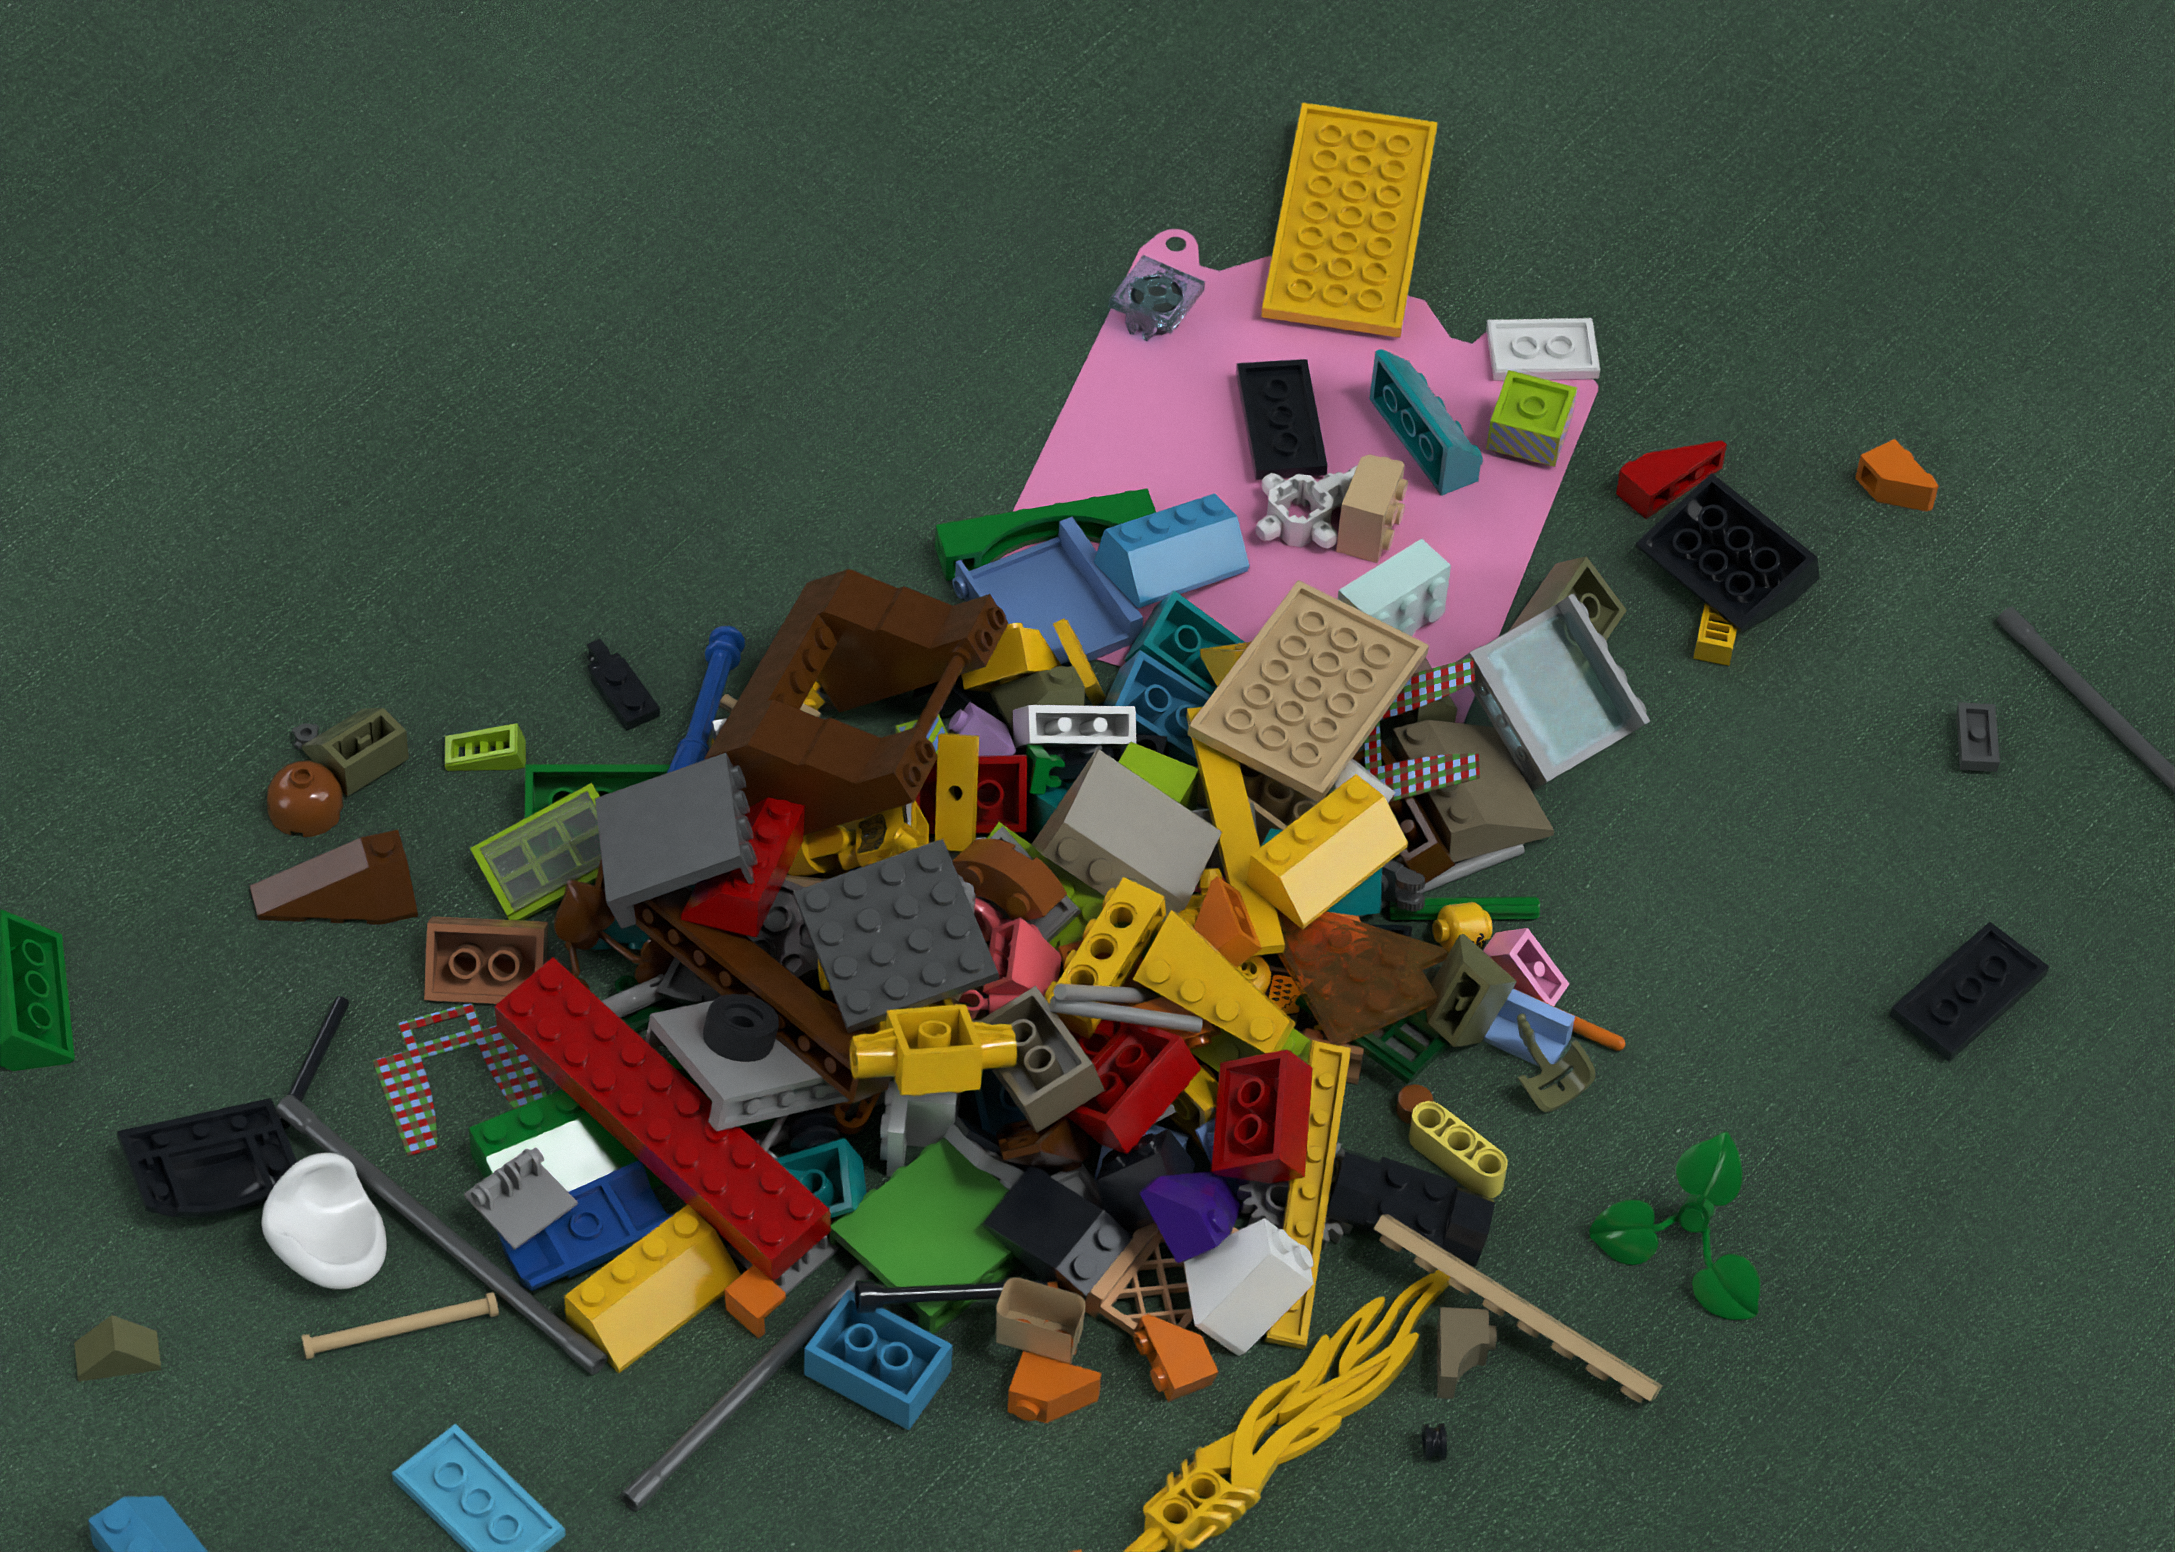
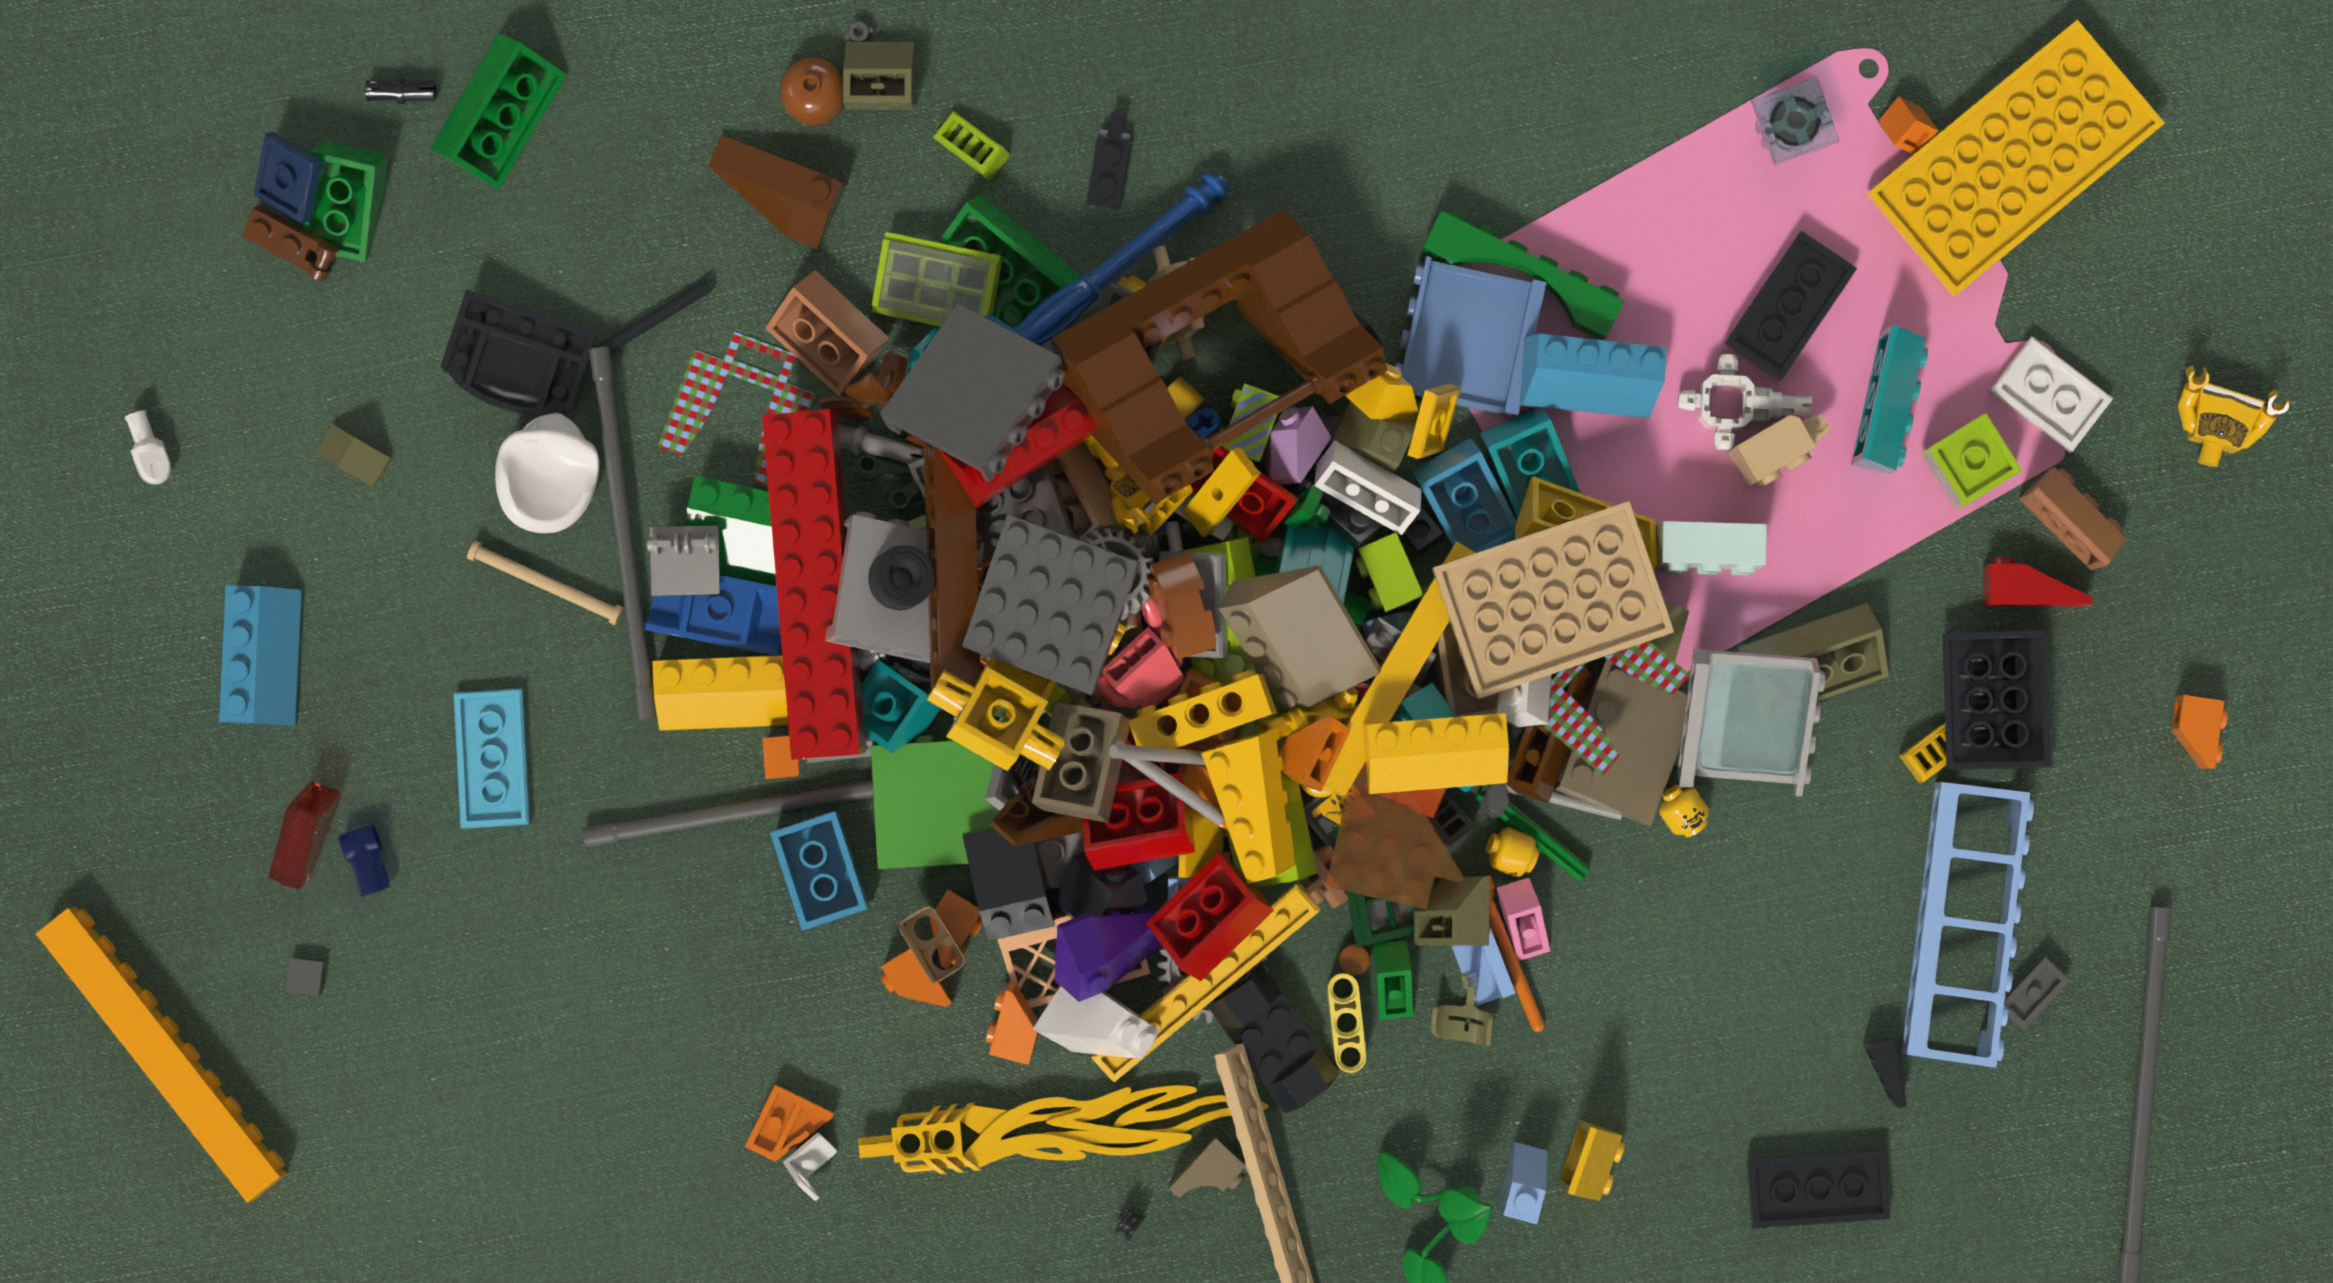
camera: 45 degrees right, 35 degrees up
(871, 1296) = (841, 835): black piece -> none
(1246, 248) = (1907, 125): none -> orange panel
(1464, 1088) = (1393, 979): none -> green slope
(1568, 802) = (1683, 811): none -> yellow head
(1649, 410) = (2074, 518): none -> nougat slope
(1685, 275) = (2223, 417): none -> yellow torso
(1756, 1150) = (1524, 1183): none -> light blue slope
(1765, 1093) = (1591, 1161): none -> yellow slope
(1841, 733) = (1932, 919): none -> light blue window
(1928, 866) = (1886, 1064): none -> black slope

